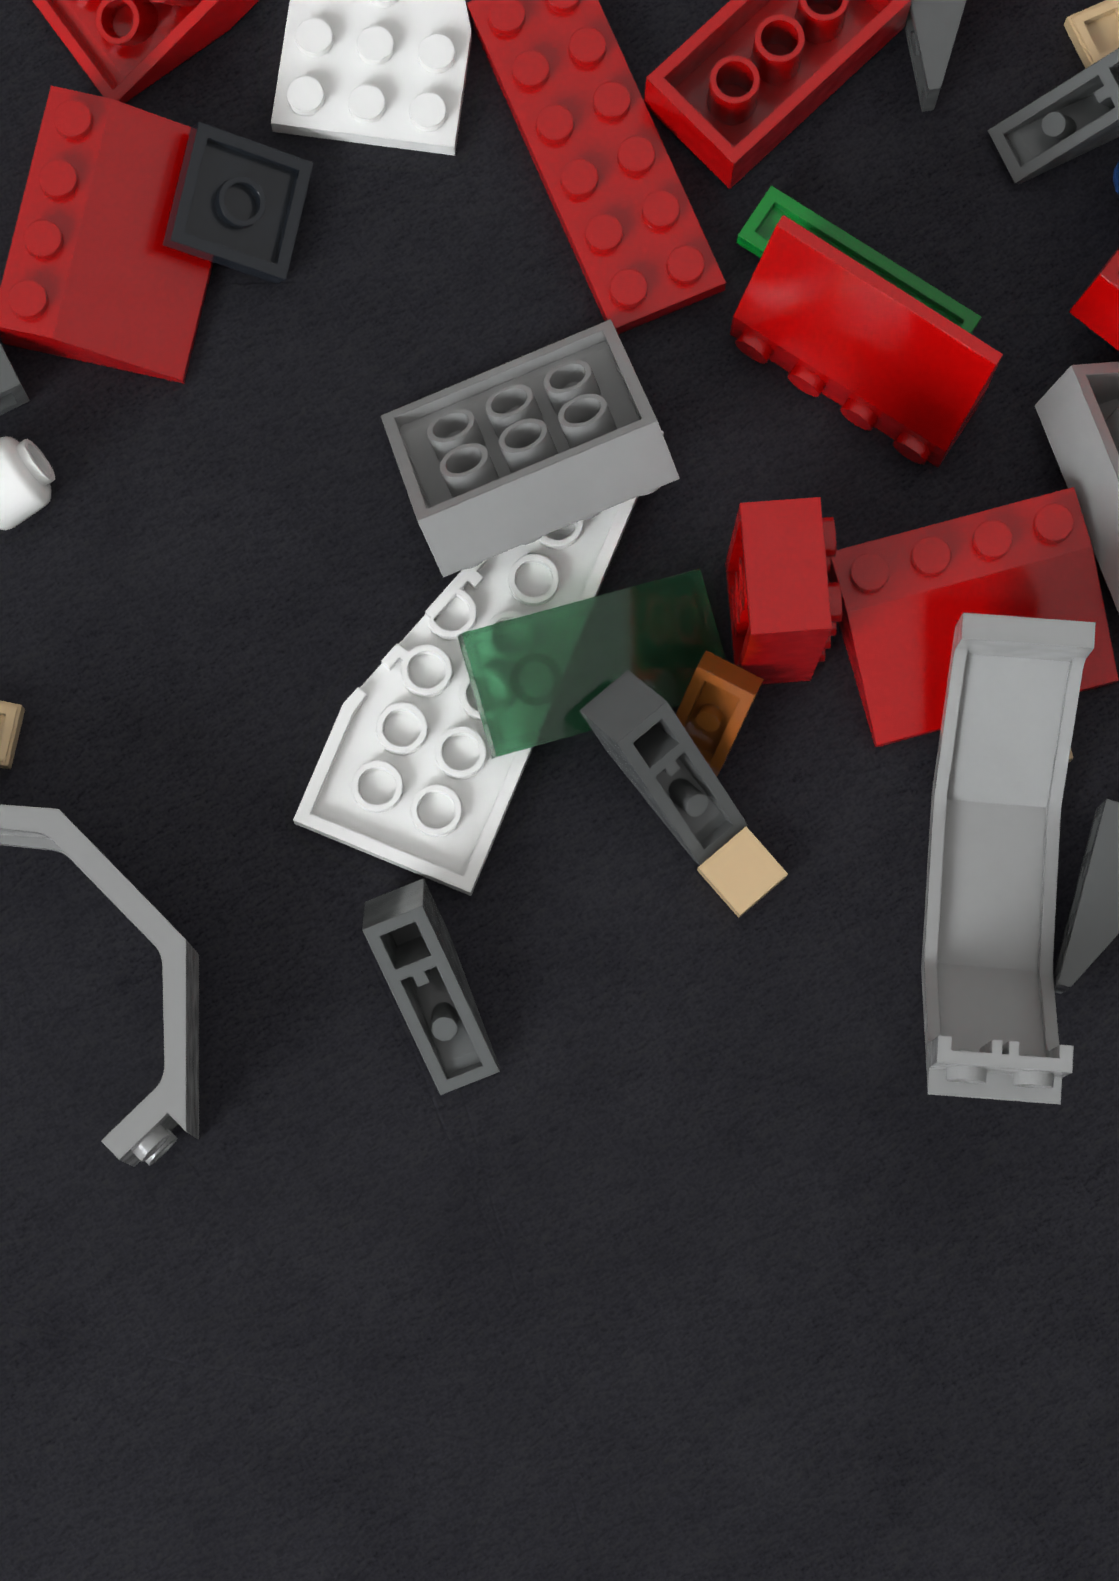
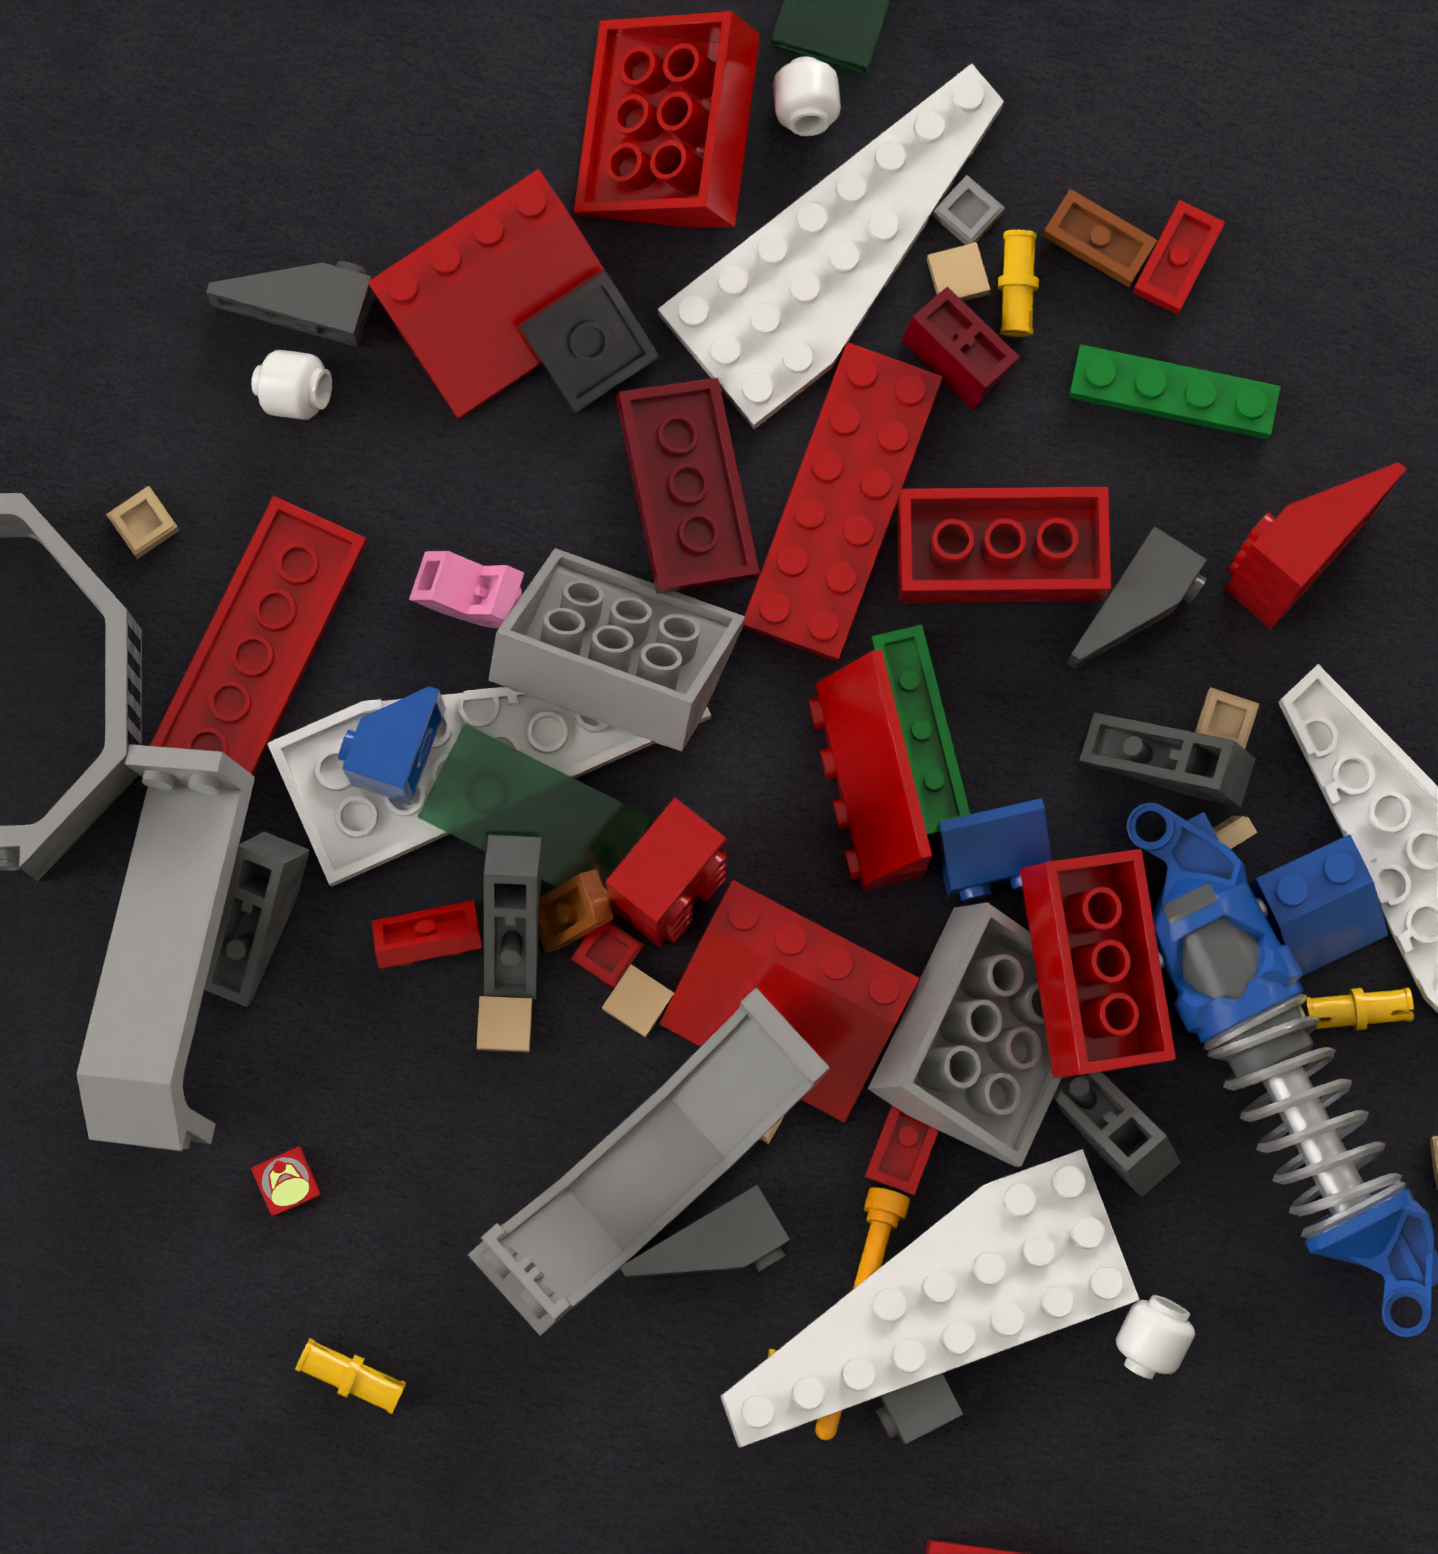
camera: 45 degrees right, 0 degrees up
(204, 757) = (262, 635): none -> red plate
(344, 518) = (466, 588): none -> bright pink brick
(384, 1084) = (162, 949): none -> light grey panel
(419, 712) = (393, 745): none -> blue slope
(448, 251) = (687, 485): none -> dark red plate
(599, 856) = (426, 934): none -> red plate
(684, 1192) = (286, 1181): none -> tile
(773, 727) = (607, 953): none -> red tile
(839, 742) = (638, 1001): none -> tan tile
(910, 1308) = (350, 1376): none -> yellow pin
(1030, 316) = (991, 848): none -> blue slope

